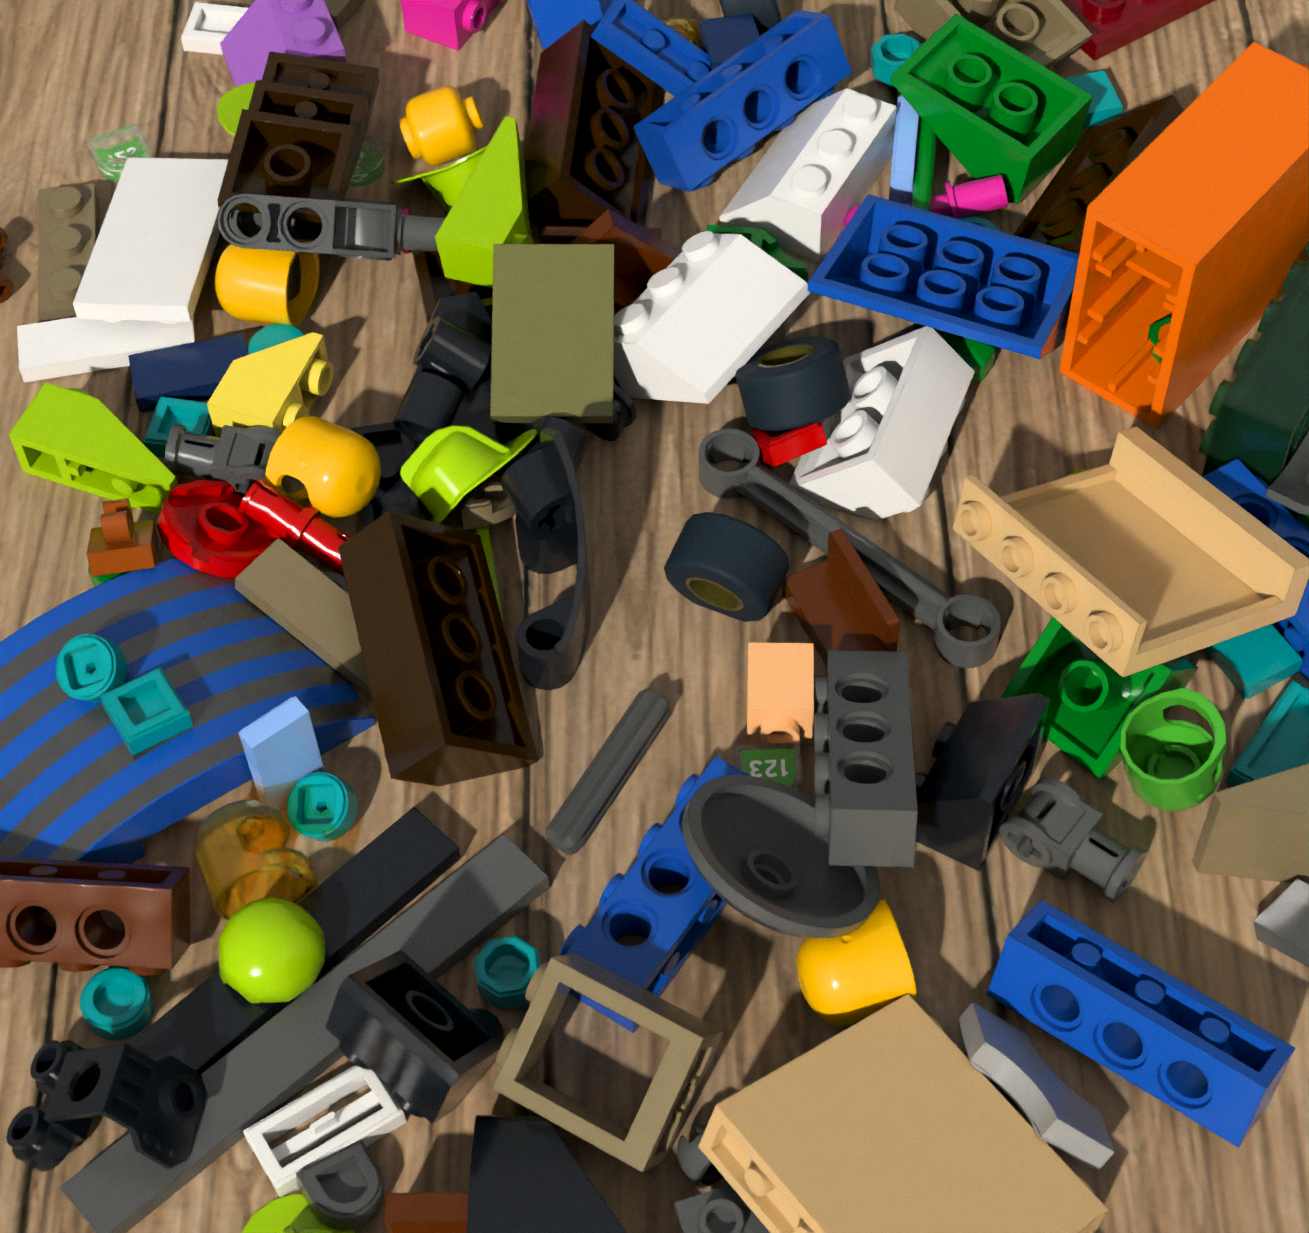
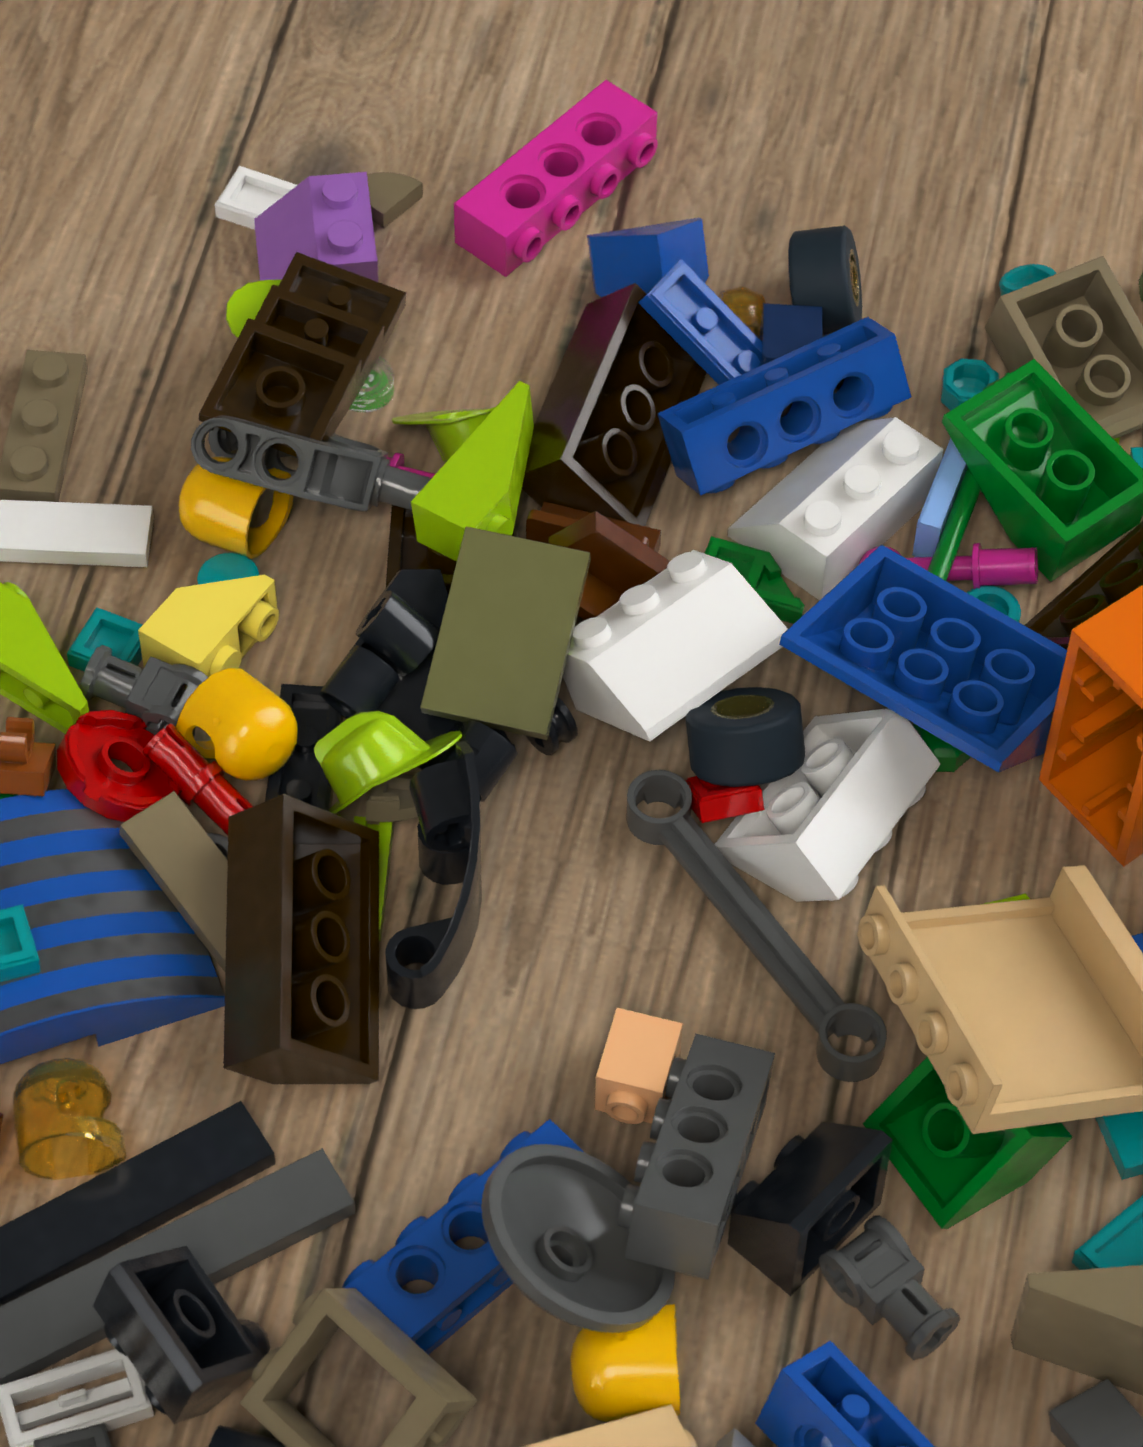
camera: 10 degrees right, 0 degrees up
(113, 149) = (122, 325): clear tile -> none
(154, 242) = (129, 435): white tile -> none
(184, 370) = (128, 583): dark blue tile -> none
(271, 951) = (62, 1216): lime hair -> none
(281, 751) = (122, 1021): light blue tile -> none
(322, 806) = (150, 1080): teal tile -> none
(441, 125) = (460, 365): yellow head -> none
(505, 971) = (284, 1286): teal tile -> none
(607, 772) = (444, 1108): dark grey axle -> none
(727, 566) = (620, 921): black wheel -> none
(772, 761) = (610, 1140): tile -> none
(842, 603) = (728, 986): reddish brown panel -> none
(1181, 752) = (1031, 1218): bright green helmet -> none

